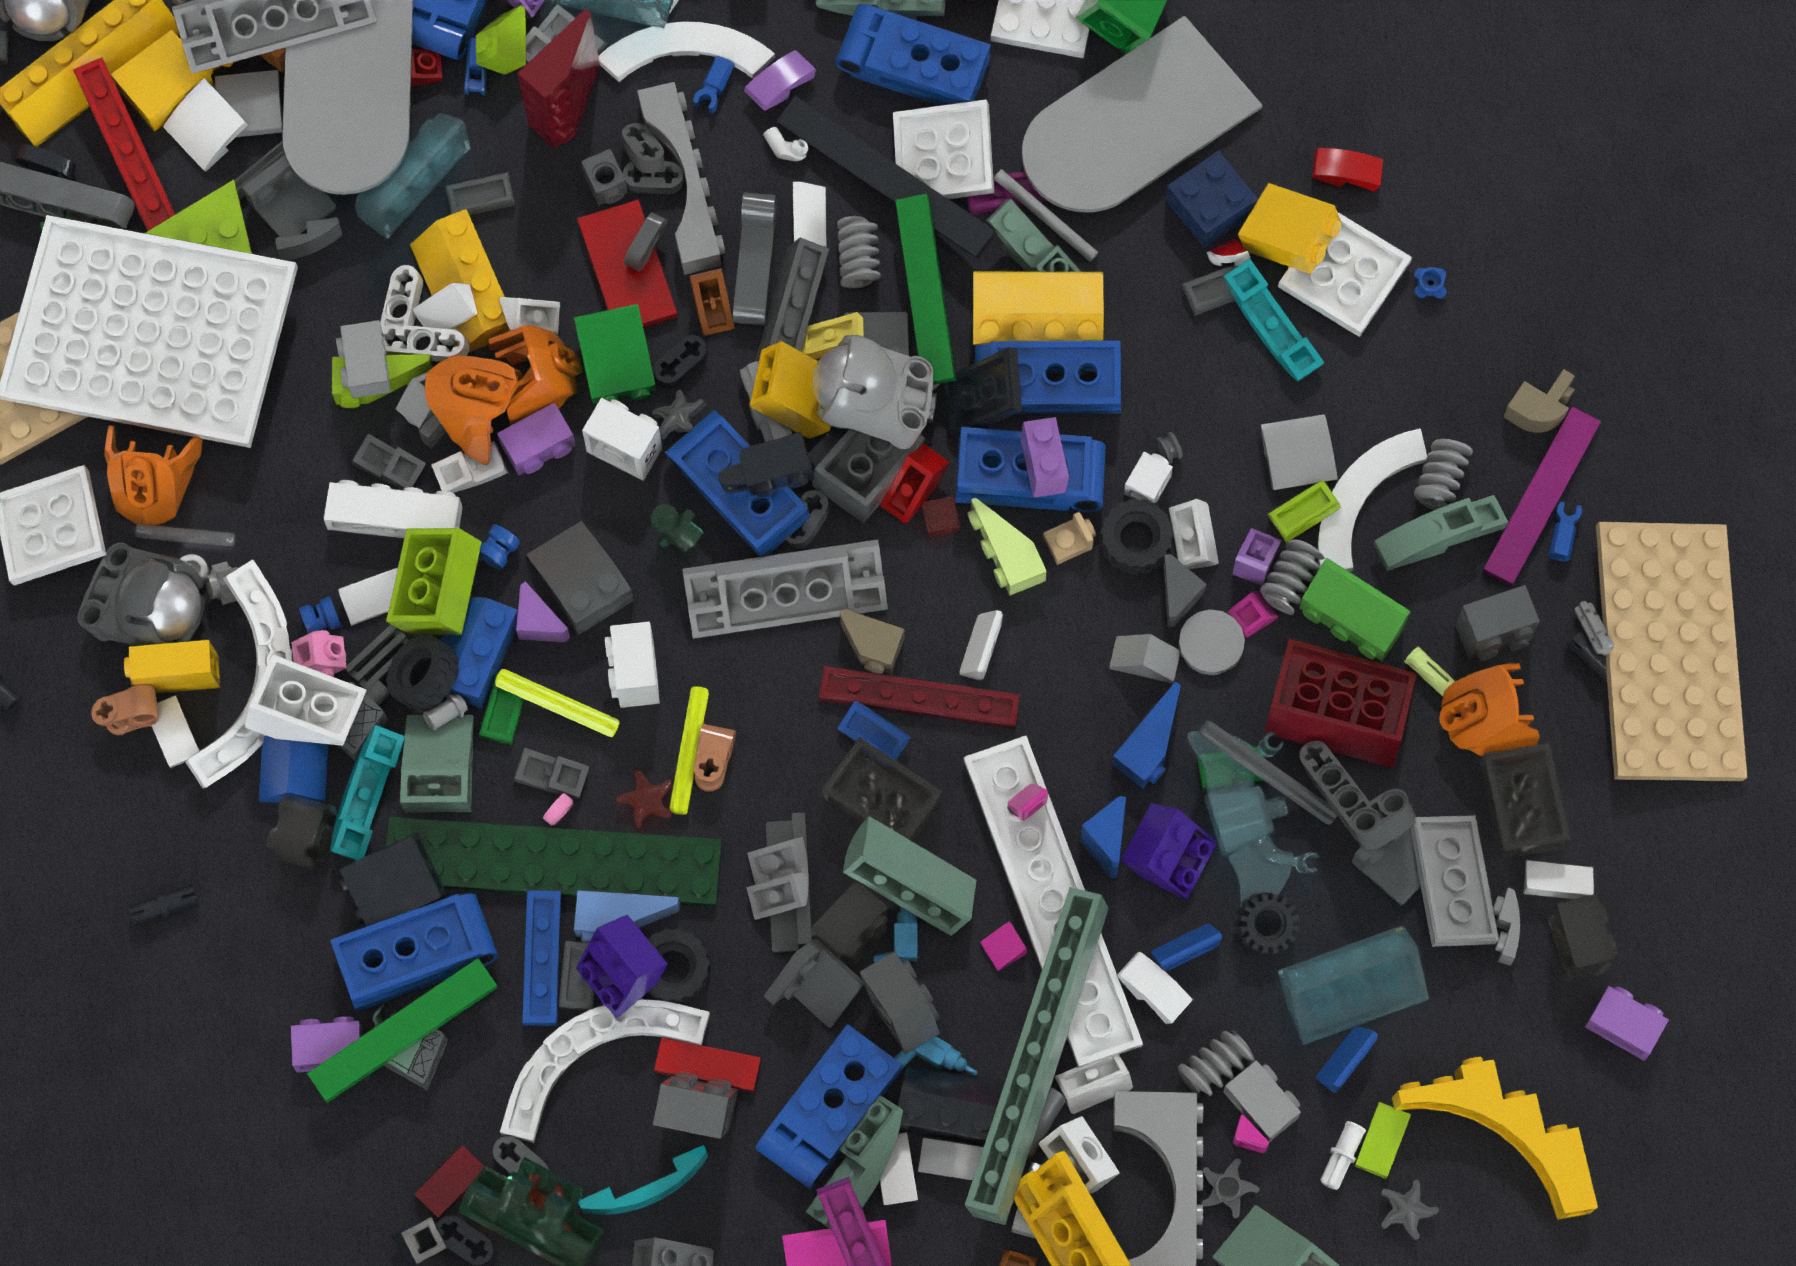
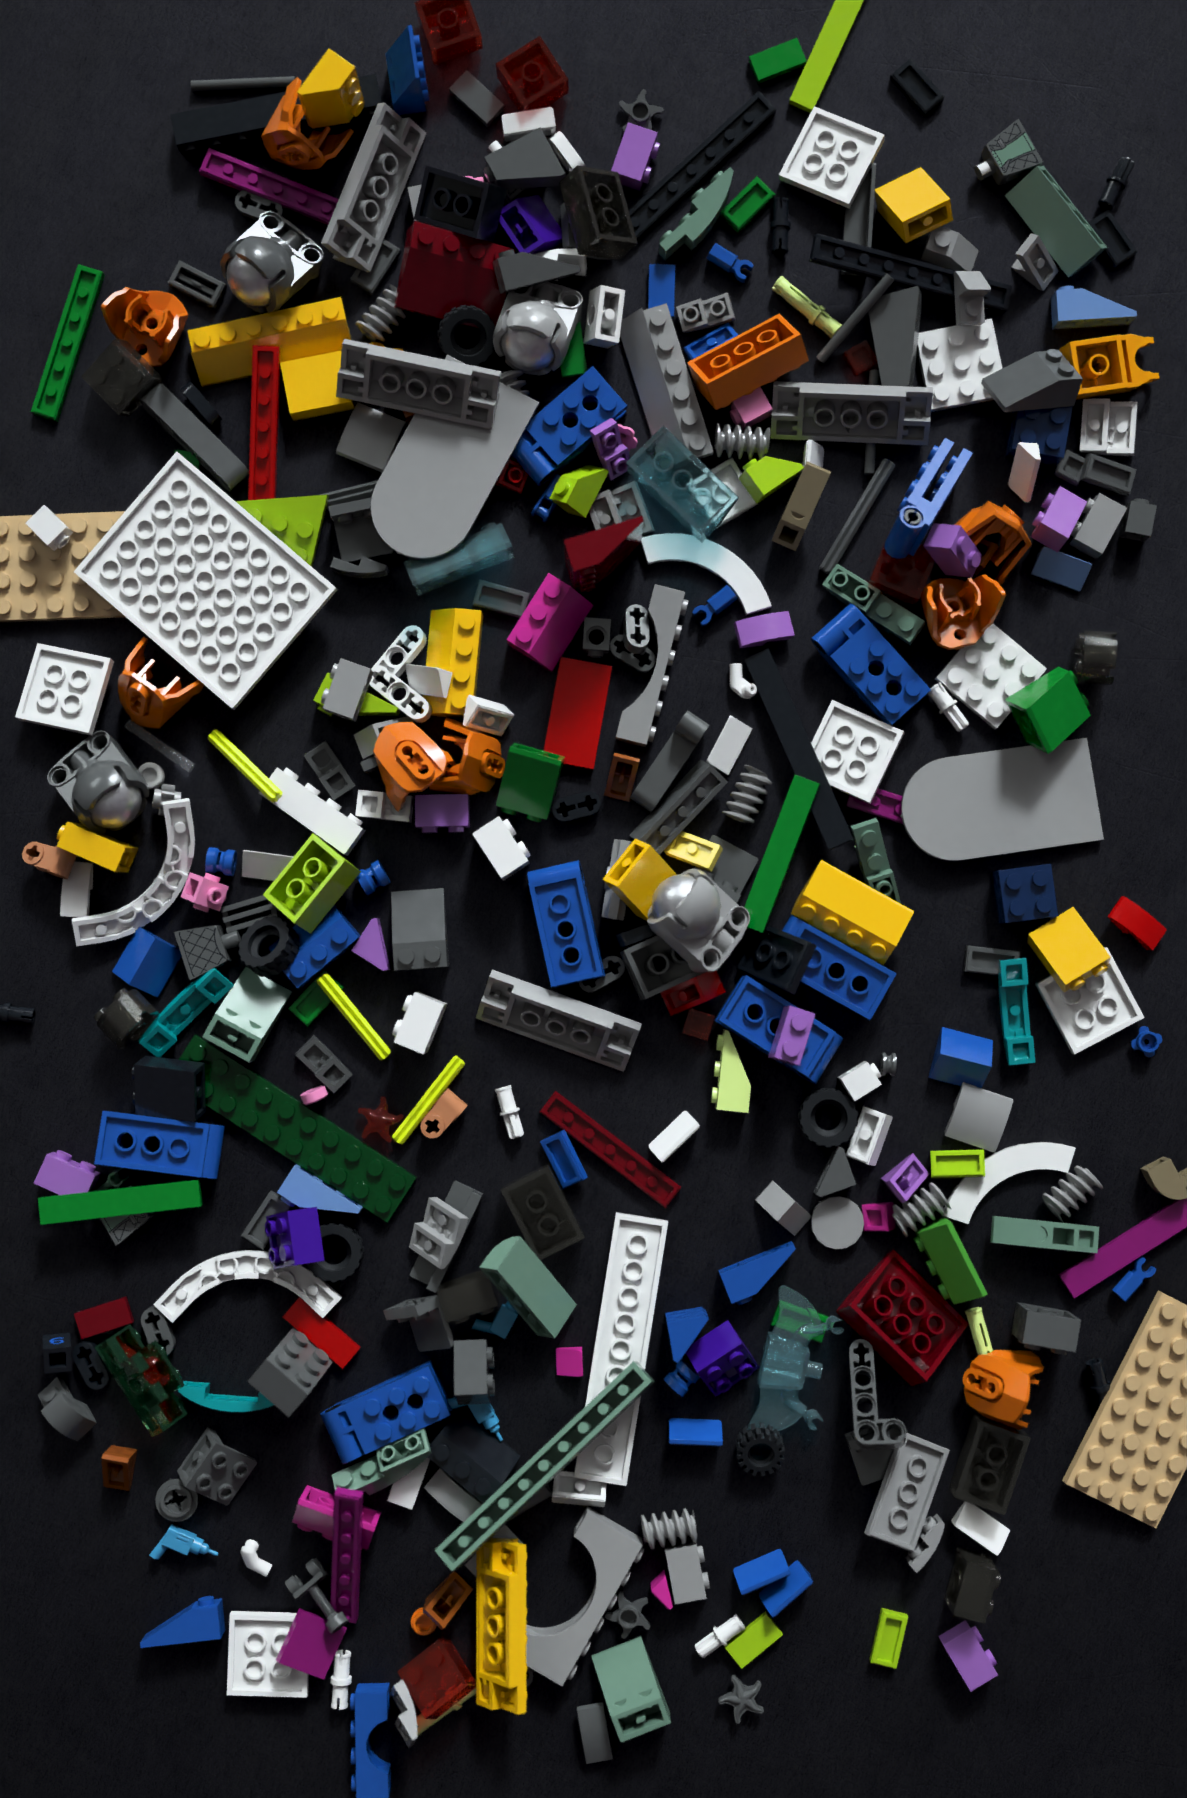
camera: 25 degrees right, 15 degrees up
(204, 125) = (330, 437): white slope -> none
(293, 499) = (245, 766): none -> neon yellow axle
(303, 704) = (171, 930): white slope -> none
(445, 712) = (272, 983): light grey pin -> none
(542, 958) = (247, 1195): blue plate -> none
(545, 189) = (549, 622): none -> dark pink slope
(645, 242) = (598, 705): dark grey beam -> none
(677, 528) = (503, 935): clear green hips -> none
(678, 416) = (552, 848): dark grey animal -> none
(769, 467) = (591, 935): black hinge -> none
(785, 714) = (509, 1112): none -> white axle
(873, 641) = (598, 1094): dark tan slope -> none
(1020, 58) = (948, 707): none -> white axle
(1028, 801) = (642, 1273): dark pink slope -> none
(1045, 215) = (898, 839): light grey bar -> none
(1070, 538) = (780, 1091): tan bracket -> none
(1084, 1152) = (540, 1536): white brick -> none
(1137, 894) = (680, 1383): none -> blue wheel
(1154, 986) = (656, 1450): white slope -> none
(1228, 253) = (1014, 941): tile -> none
(1244, 403) = (961, 1058): none -> blue slope
(1267, 772) = (820, 1345): dark grey axle -> none
(1354, 984) = (796, 1523): clear light blue slope -> none
(1383, 1062) = (784, 1591): none -> blue slope
(1477, 1095) = (865, 1716): yellow arch -> none
(1530, 1057) = (888, 1638): none -> lime tile
(1594, 628) = (1112, 1365): light grey axle -> none

